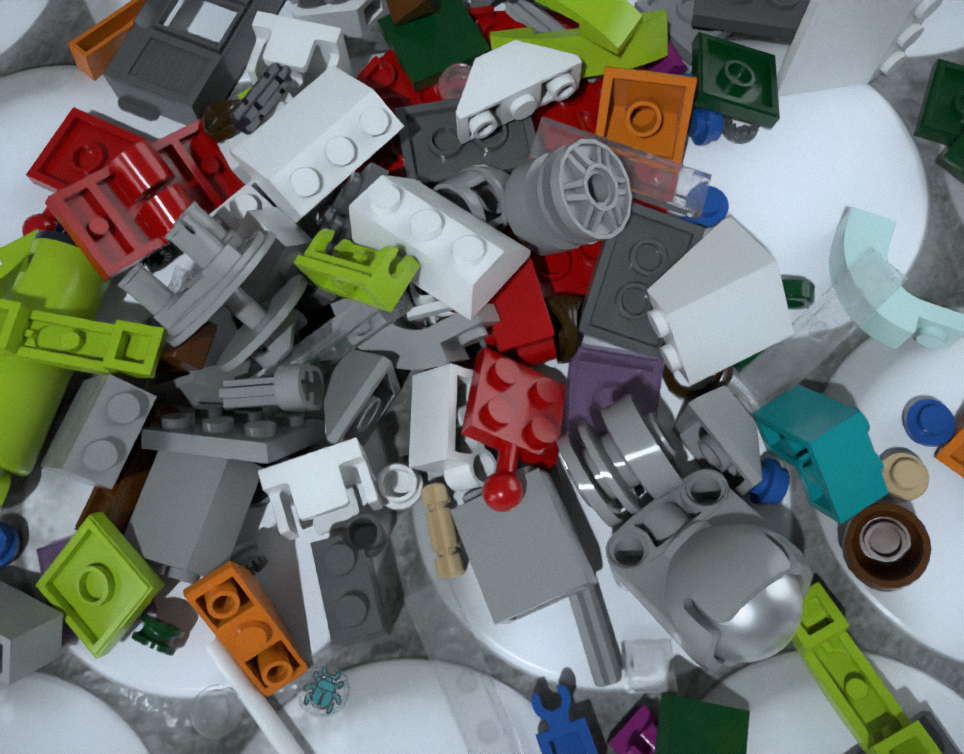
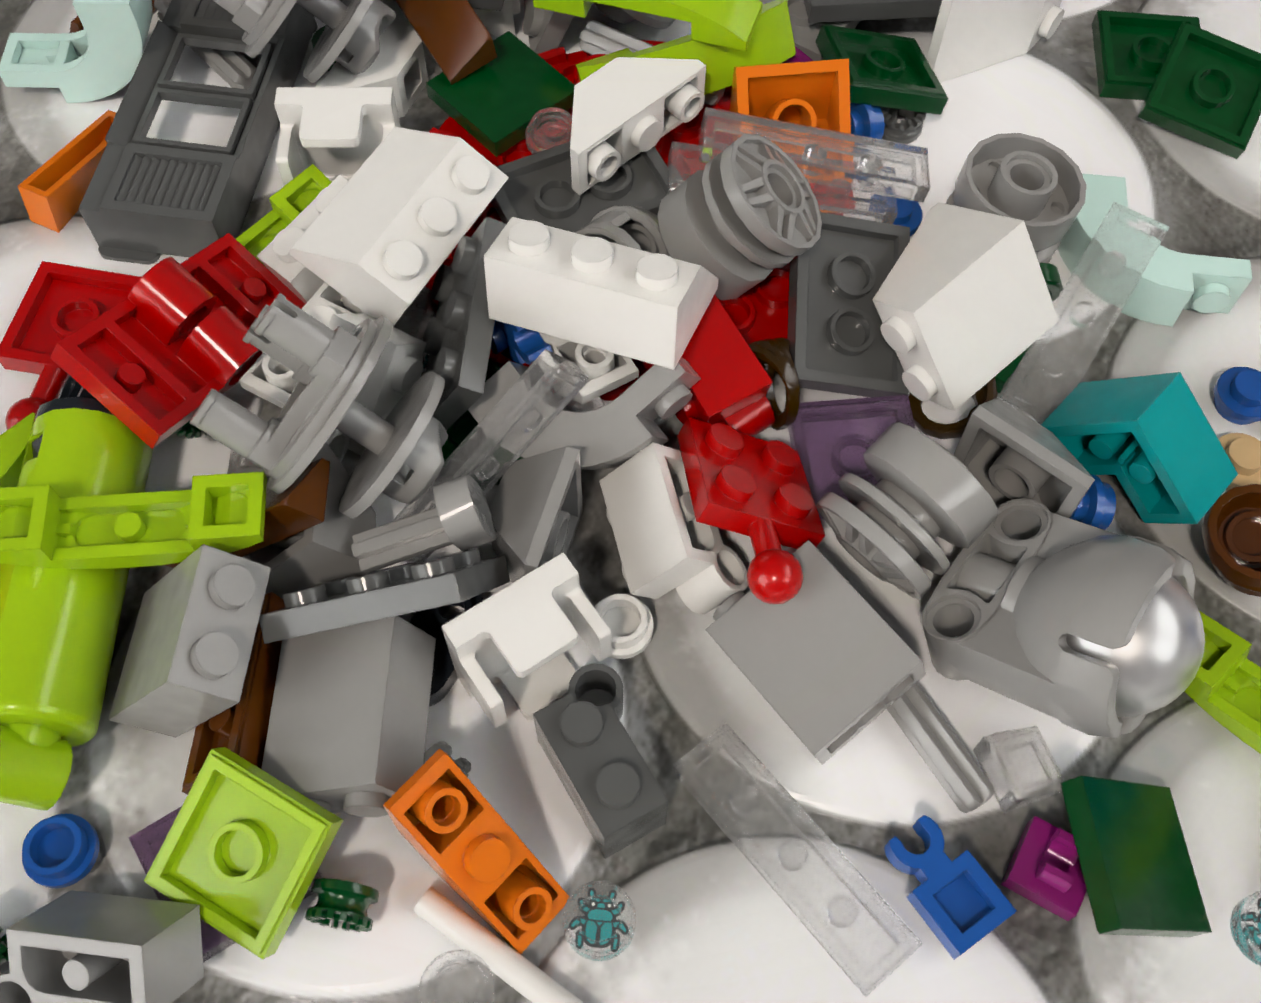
camera: 20 degrees left, 10 degrees down
(217, 120) = (264, 224): dark brown piece -> none
(261, 98) = (311, 183): black axle -> none
(358, 271) = (516, 340): lime hinge -> none
(442, 531) = (697, 667): tan axle -> none
(653, 151) = (827, 155): none -> clear tile
(800, 221) = (1023, 181): none -> light grey wheel

